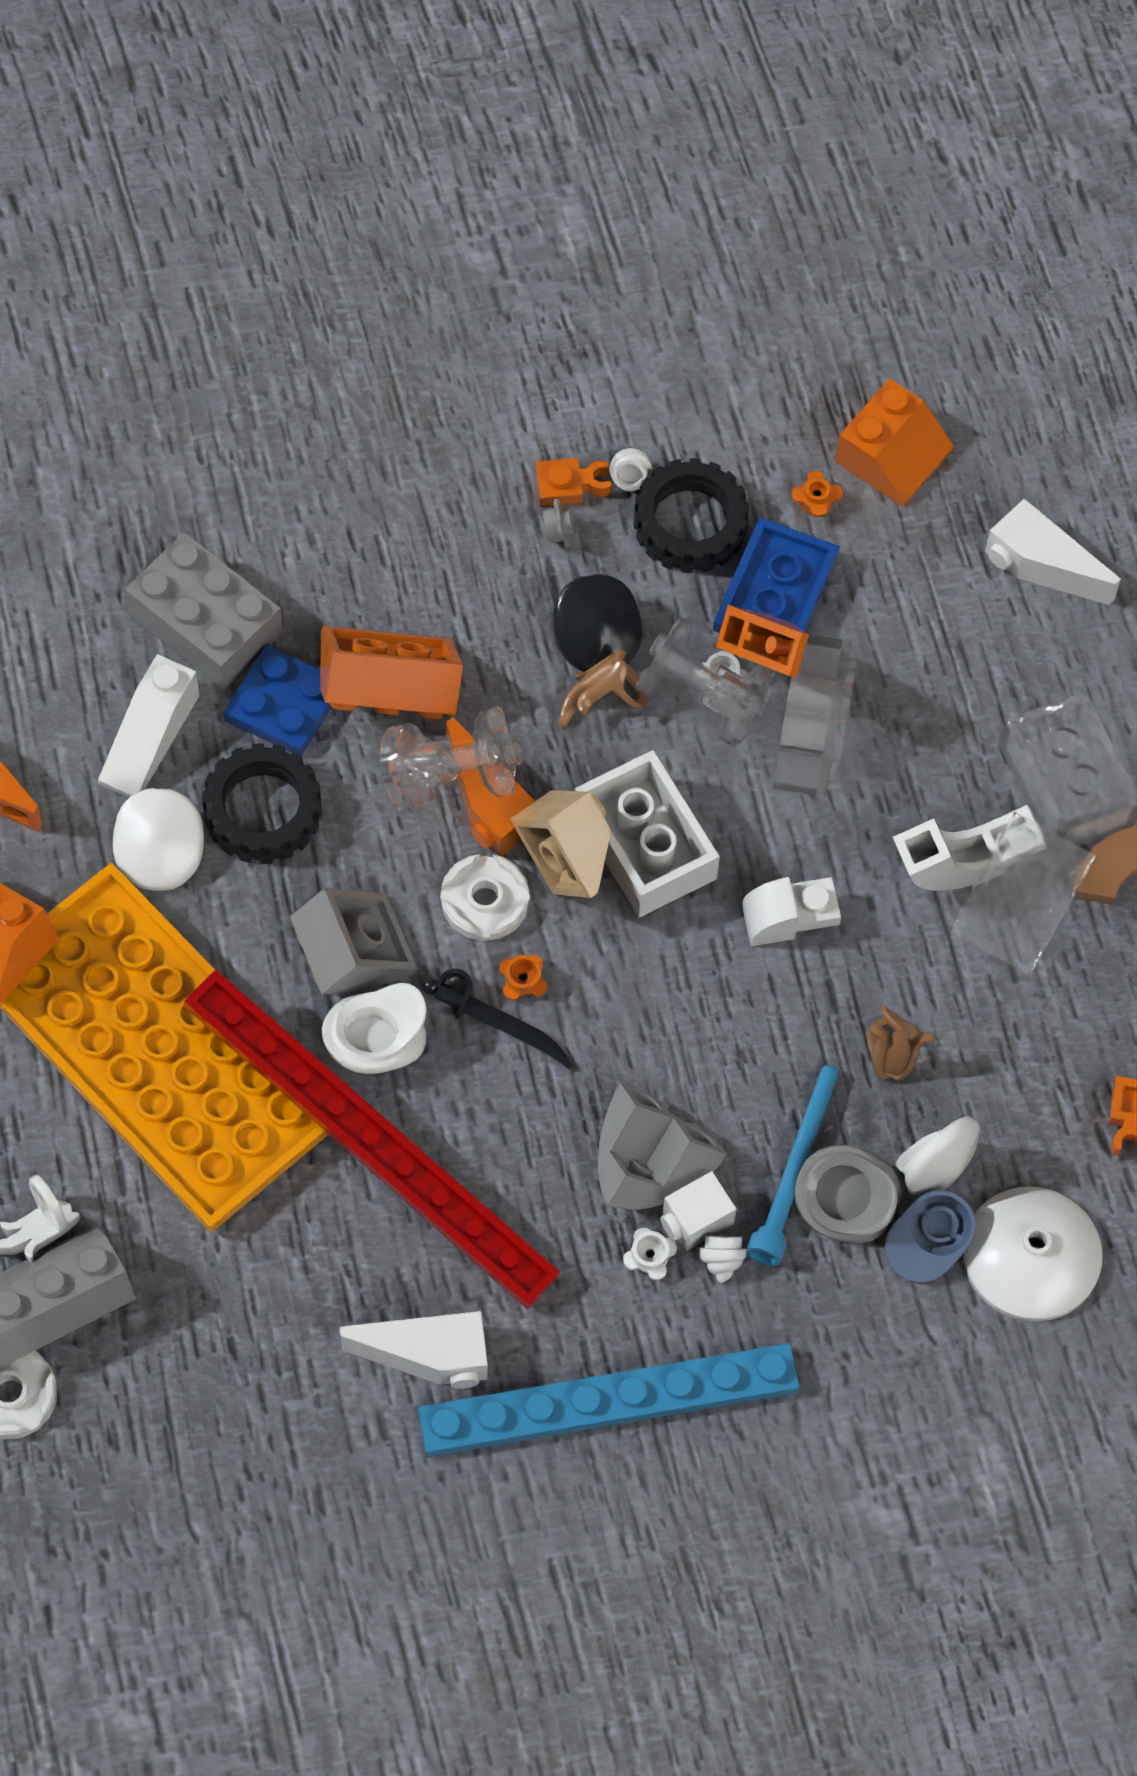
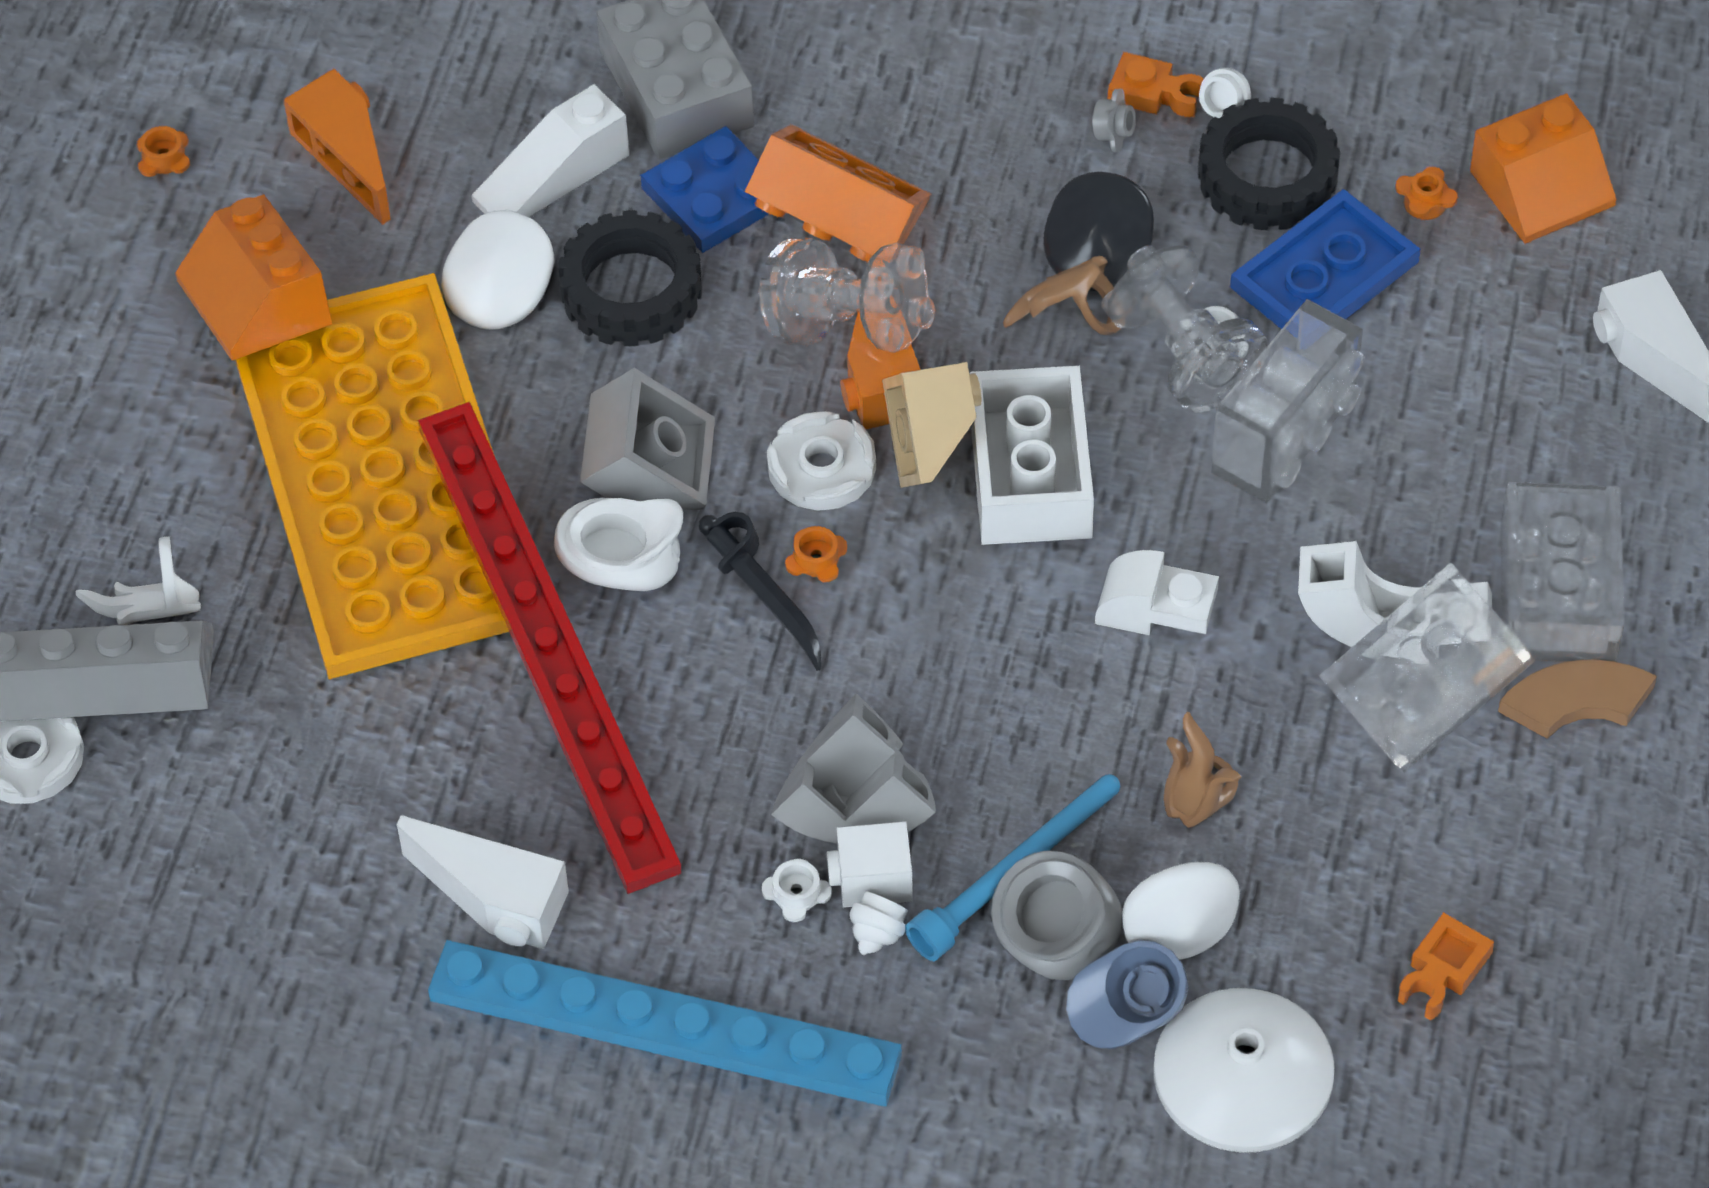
camera: 30 degrees right, 10 degrees down
(763, 639) = (1261, 292): orange slope -> none

